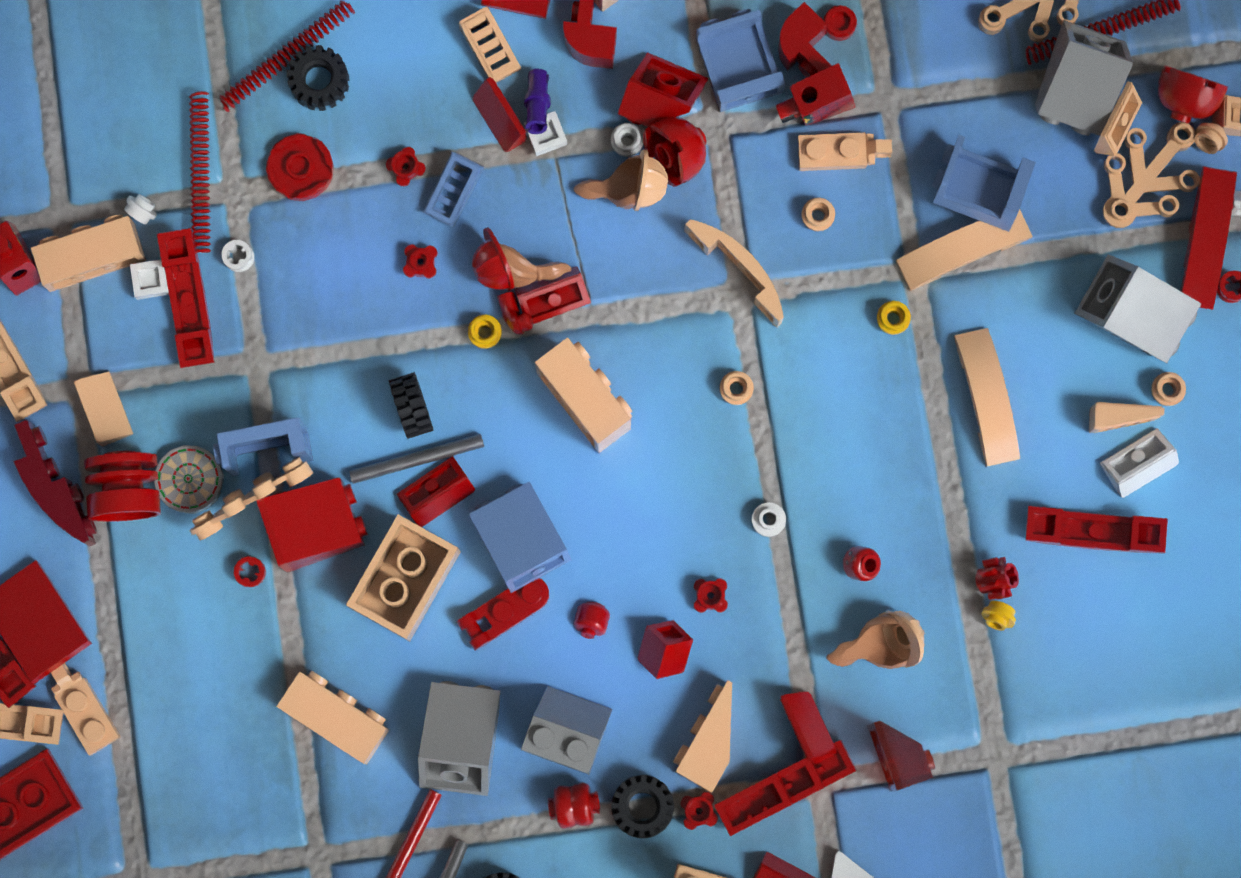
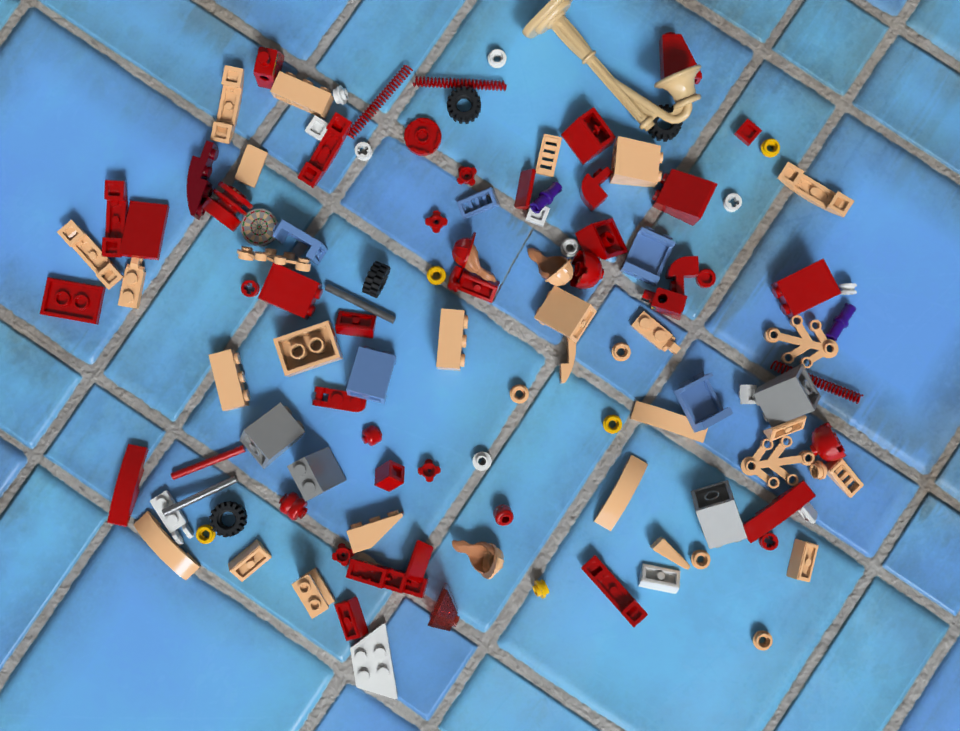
camera: 40 degrees right, 5 degrees up
(663, 800) = (317, 543): black tyre -> none
(701, 227) = (565, 313): none -> light nougat panel
(997, 578) = (553, 572): red gear -> none
(1029, 122) = (746, 394): none -> white plate

